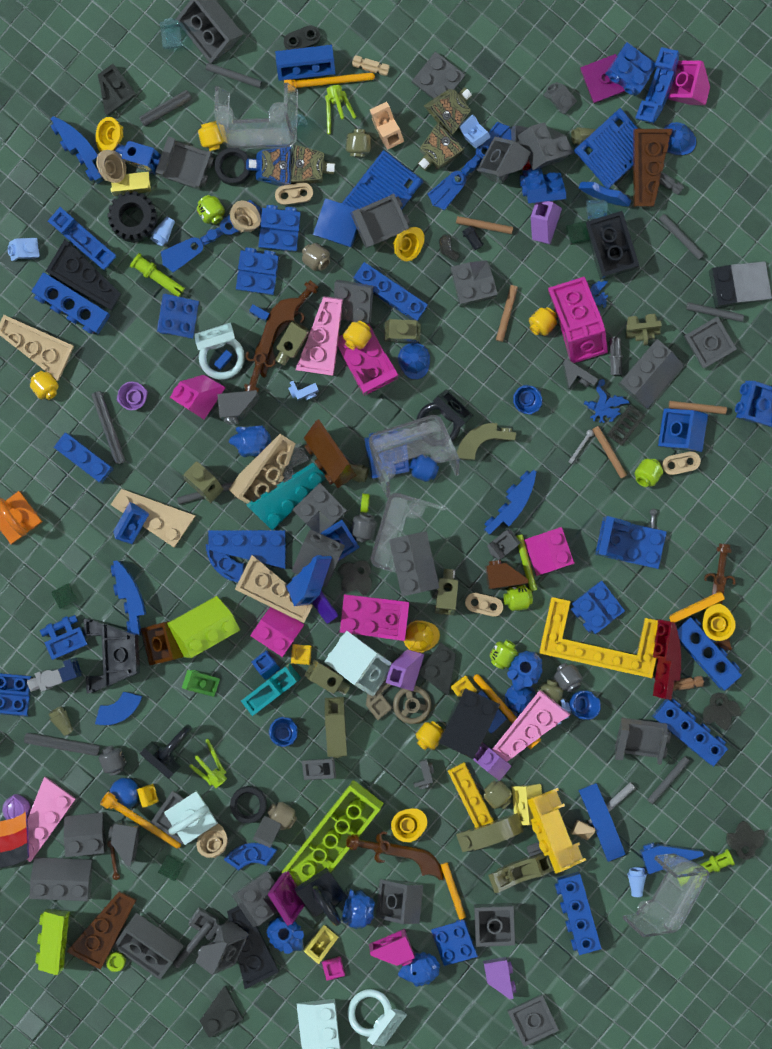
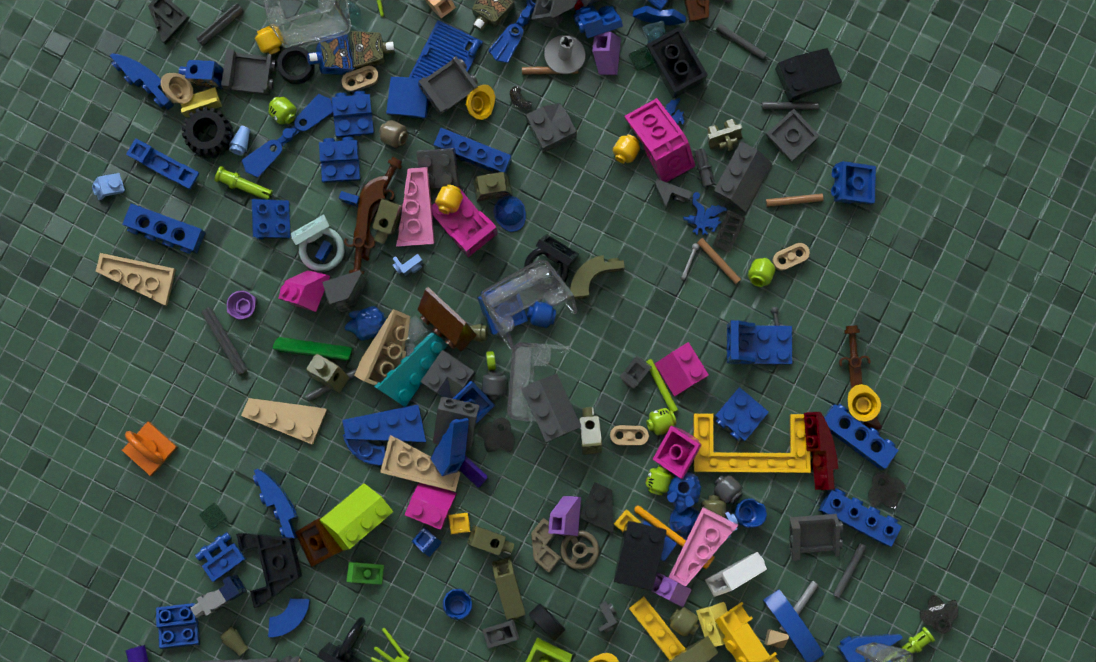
camera: 10 degrees left, 5 degrees down
(44, 385) = (153, 313): yellow head -> none
(79, 274) = (168, 199): black wing -> none
(83, 457) = (205, 375): blue brick -> none
(108, 134) = (169, 58): yellow piece -> none
(130, 523) = (264, 430): blue slope -> none
(193, 454) = (311, 348): none -> green slope
(244, 216) = (316, 109): tan piece -> none
(271, 689) = (436, 564): teal slope -> none
(358, 143) = (412, 18): olive head -> none
(359, 663) = (518, 519): light aqua slope -> none
(365, 767) = (546, 622): none -> black tyre
(374, 617) = (524, 470): dark pink bracket -> none
(421, 636) = (573, 480): yellow piece -> none
(429, 735) = (603, 577): yellow head -> none
(473, 237) = (541, 84): black pin -> none
(502, 212) = (564, 54): none -> light grey piece
(502, 575) = (641, 402): reddish brown slope -> none
(506, 313) = (589, 149): medium nougat bar -> none
(518, 498) = (639, 323): blue slope -> none
(527, 399) = (628, 226): blue hair -> none
(527, 630) = (677, 451): none -> dark pink slope
(558, 760) = (736, 574): none -> white slope
(683, 429) = (785, 224): blue slope -> none
(688, 683) = (847, 469): medium nougat axle -> none
(696, 607) = (840, 391): light orange tile -> none

